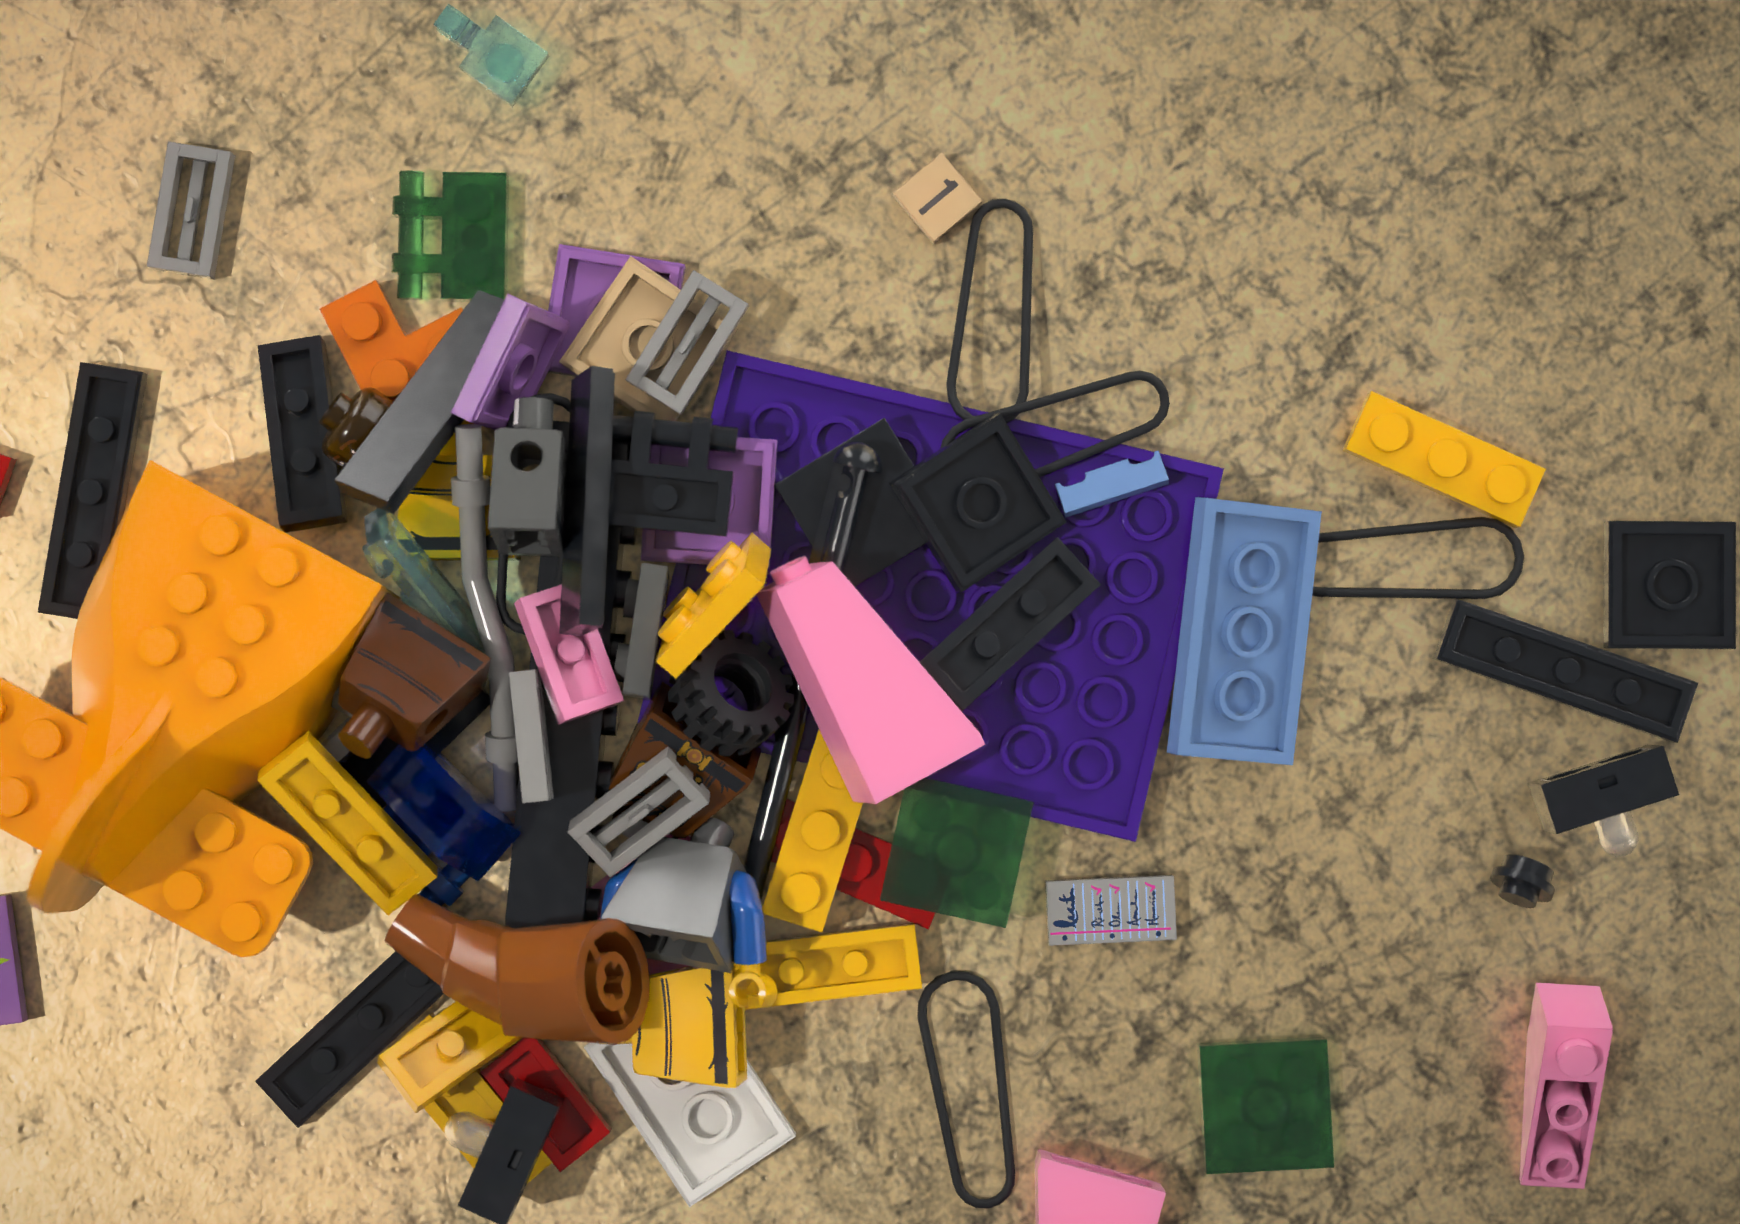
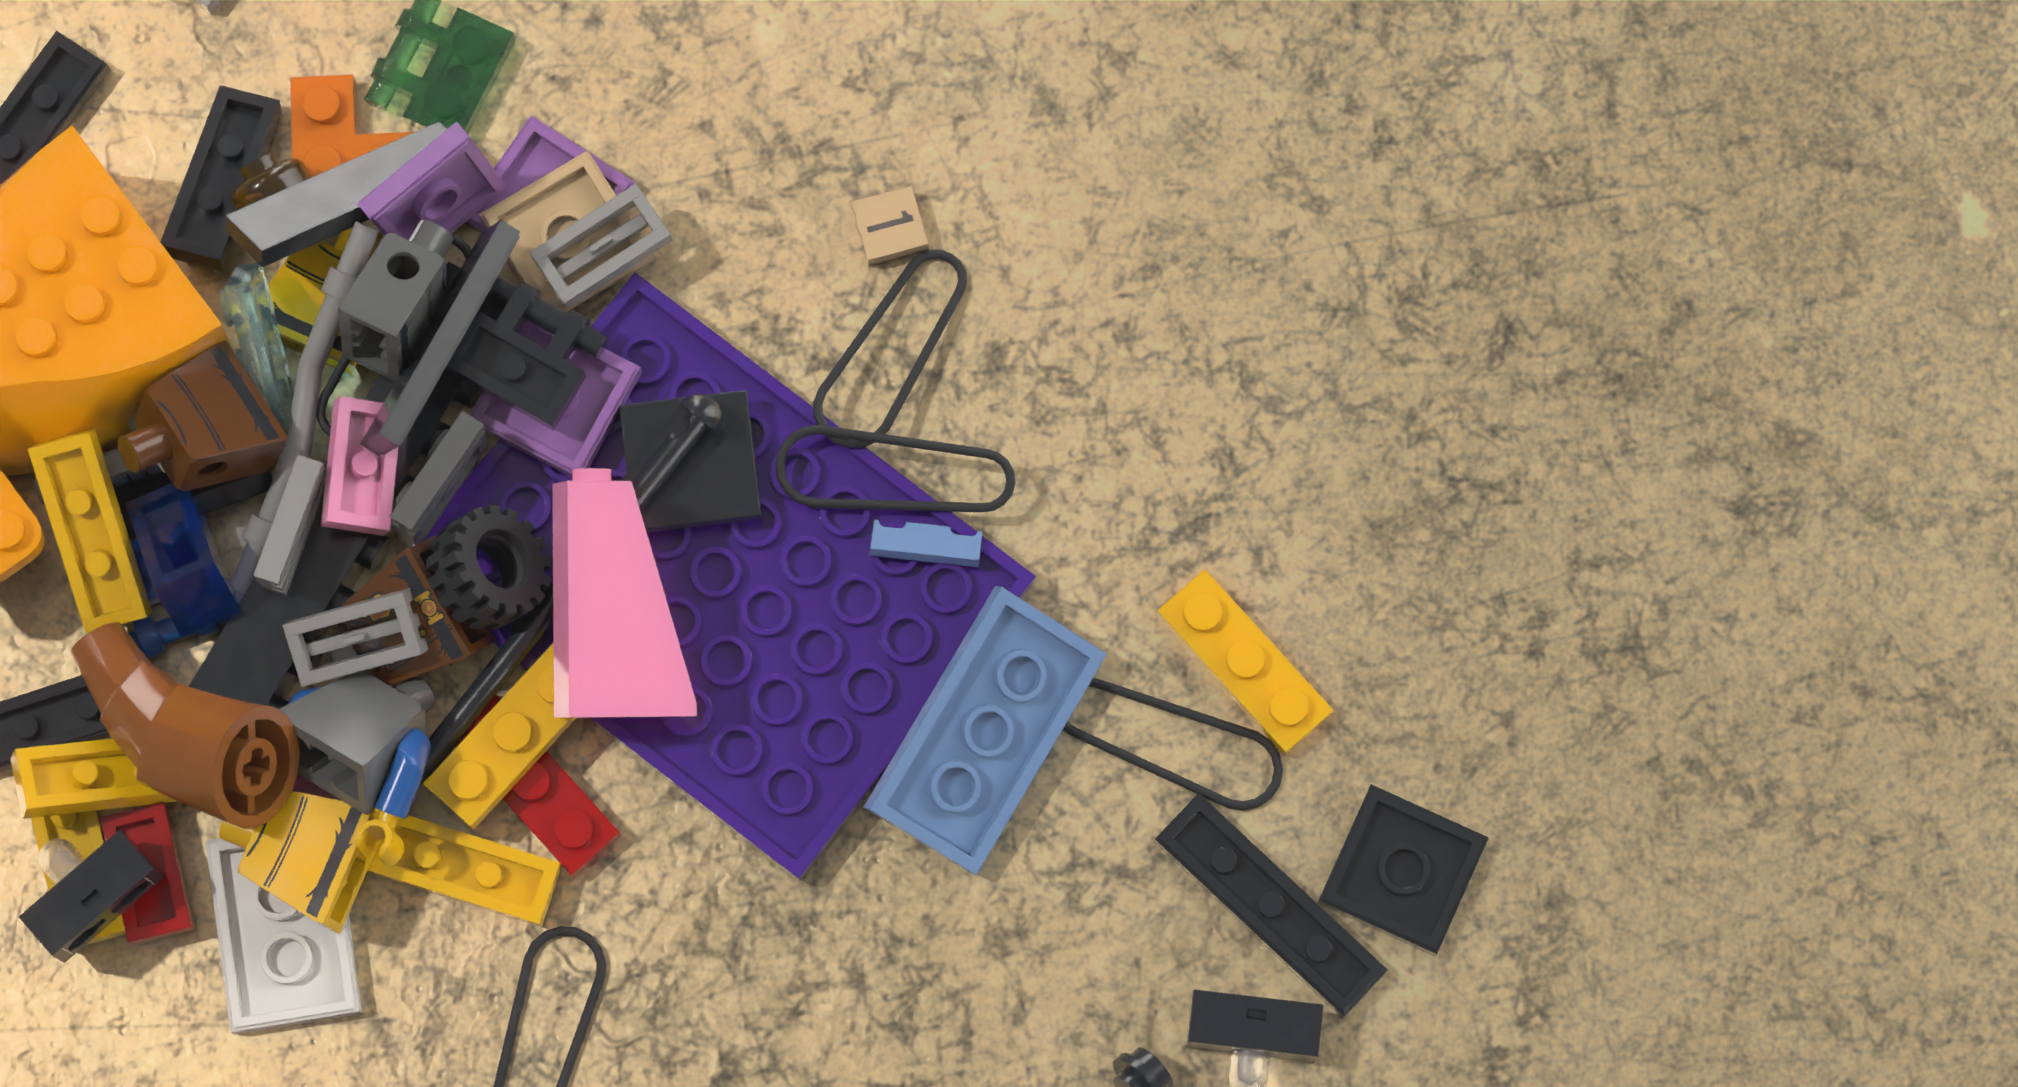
camera: 25 degrees right, 10 degrees down
(701, 615) = (490, 482): yellow plate -> none
(957, 851) = (629, 809): clear green plate -> none
(978, 502) = (794, 501): black tile -> none
(1009, 623) = (771, 622): black hinge -> none
(1110, 910) = (748, 935): light grey tile -> none

